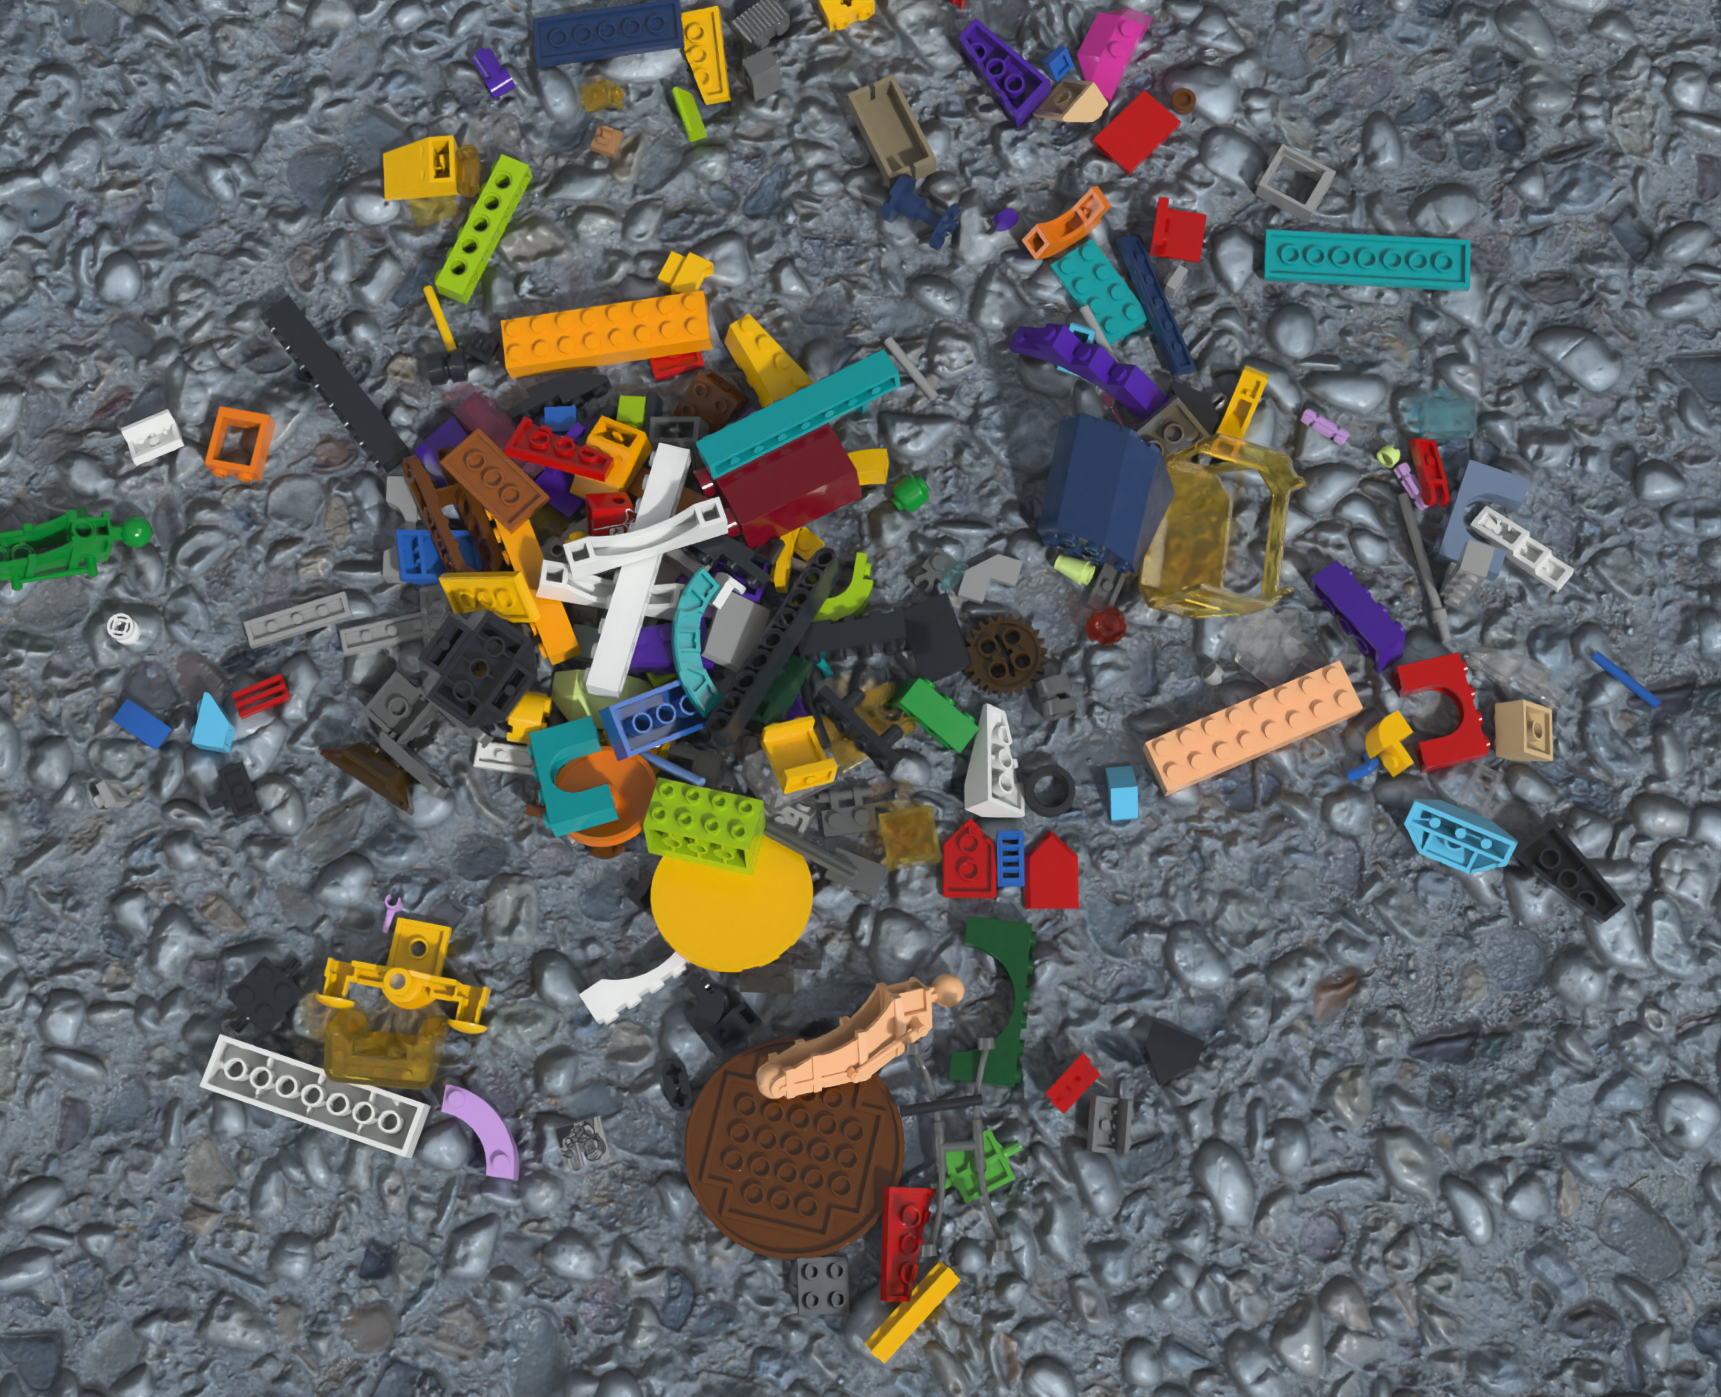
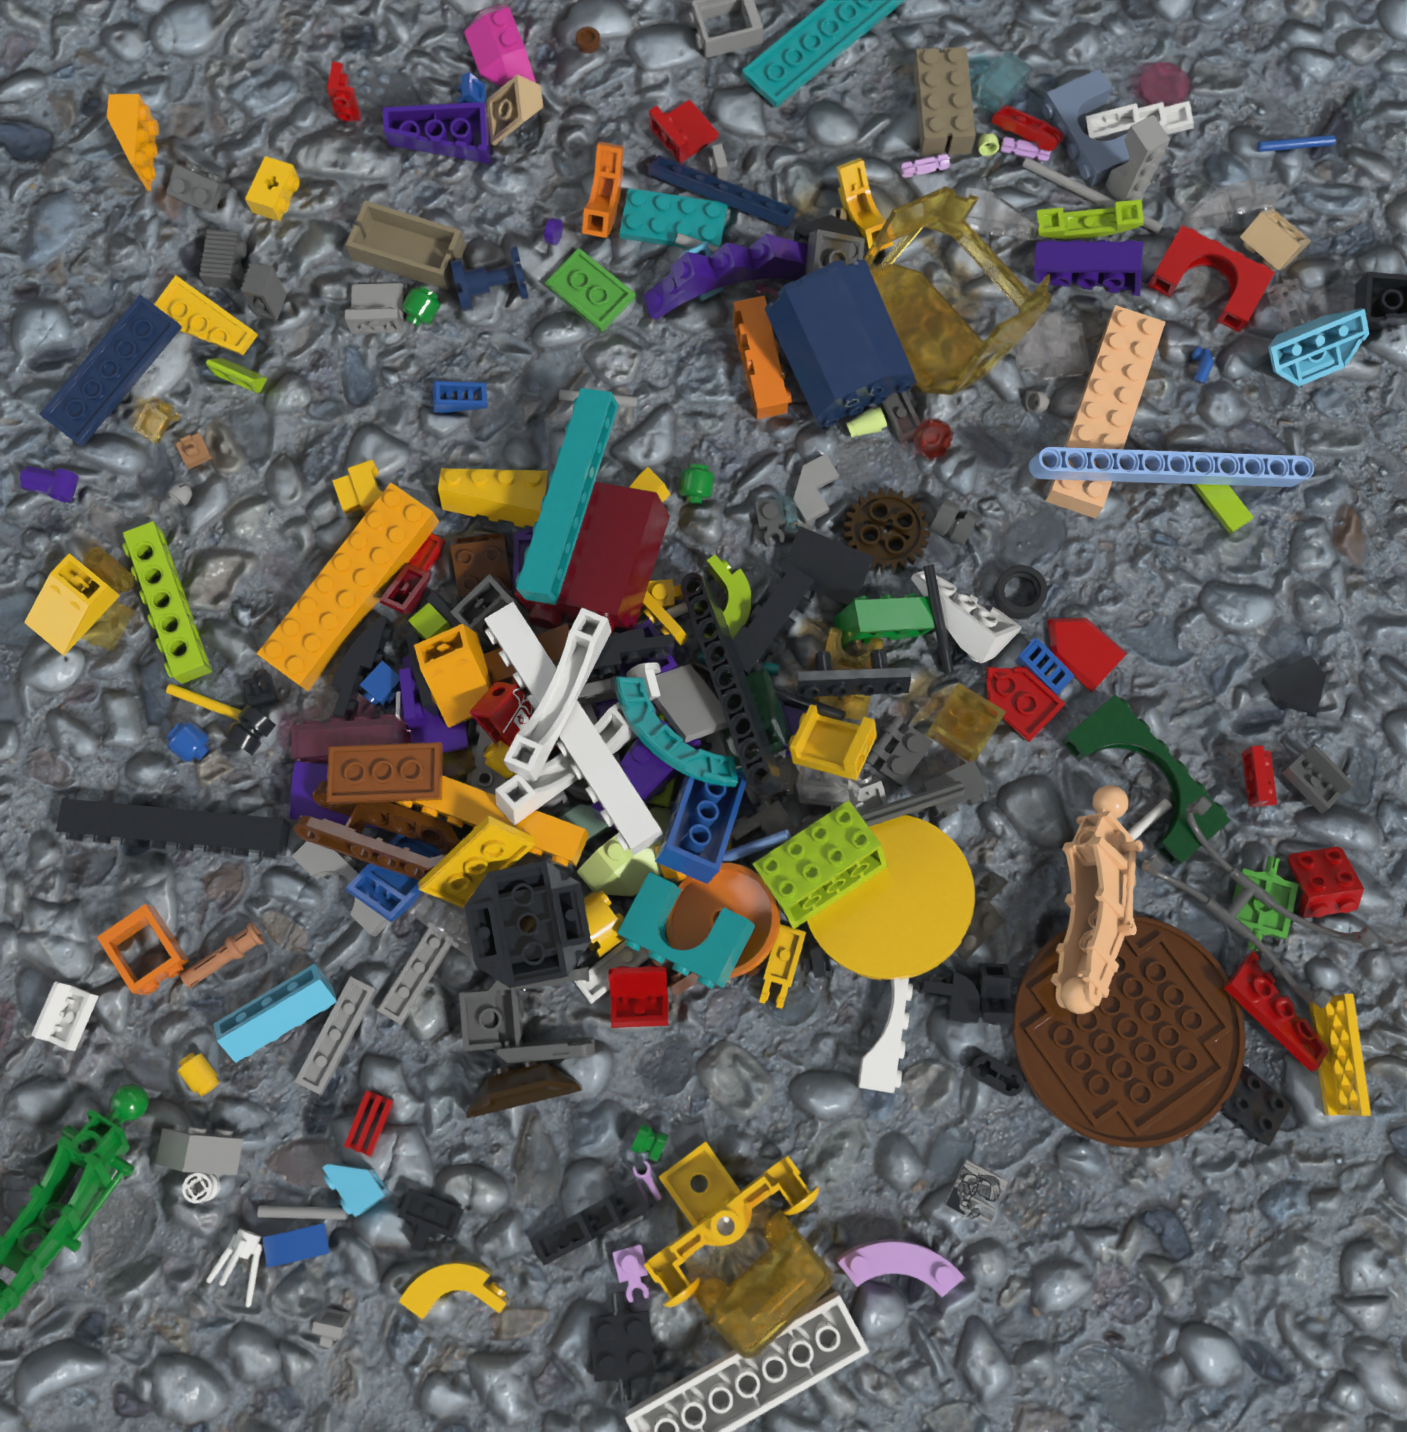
camera: 50 degrees left, 0 degrees up
(110, 690) = (241, 1246): none -> white plant
(140, 600) = (196, 1152): none -> light grey brick
(165, 708) = (302, 1212): none -> light grey bar
(191, 834) = (452, 1276): none -> yellow arch
(192, 557) = (198, 1074): none -> yellow brick
(276, 566) = (274, 1013): none -> medium azure brick
(293, 499) = (232, 949): none -> nougat pin
(319, 953) = (631, 1268): none -> lavender plate
(328, 901) = (591, 1222): none -> black slope
(402, 336) = (188, 741): none -> blue head
(414, 888) = (649, 1142): none -> green wheel
(504, 791) = (638, 996): none -> red bracket
(560, 453) = (397, 711): red wing -> none
(568, 162) = (180, 493): none -> light grey hinge
(619, 868) = (782, 962): none -> yellow hinge
(640, 374) = (406, 590): none -> dark red slope
(769, 552) = (648, 619): black tile -> none
(813, 257) = (449, 387): none -> blue slope
(827, 158) = (376, 308): none -> light grey bracket
(858, 185) = (420, 306): none -> green head
(941, 1105) = (1200, 886): black bar -> none
(960, 1031) = (1149, 818): none -> white bar
(969, 750) = (938, 618): none -> black bar
(987, 286) = (590, 290): none -> bright green tile
(1033, 470) = (760, 358): none -> orange wedge
(1036, 1197) = (1326, 882): none -> red bracket
(1122, 793) = (1067, 542): medium azure slope -> none
(1136, 132) = (579, 89): red tile -> none
(1258, 816) = (1161, 472): none -> light blue beam
(1269, 868) = (1224, 505): none -> lime tile
(1329, 505) = (999, 217): none -> clear slope
(1385, 742) = (1199, 330): yellow brick -> none
(1388, 392) = (943, 101): none -> dark tan piece
(1397, 584) = (1090, 223): none -> lime slope
(1573, 539) = (1164, 84): none -> clear pink tile

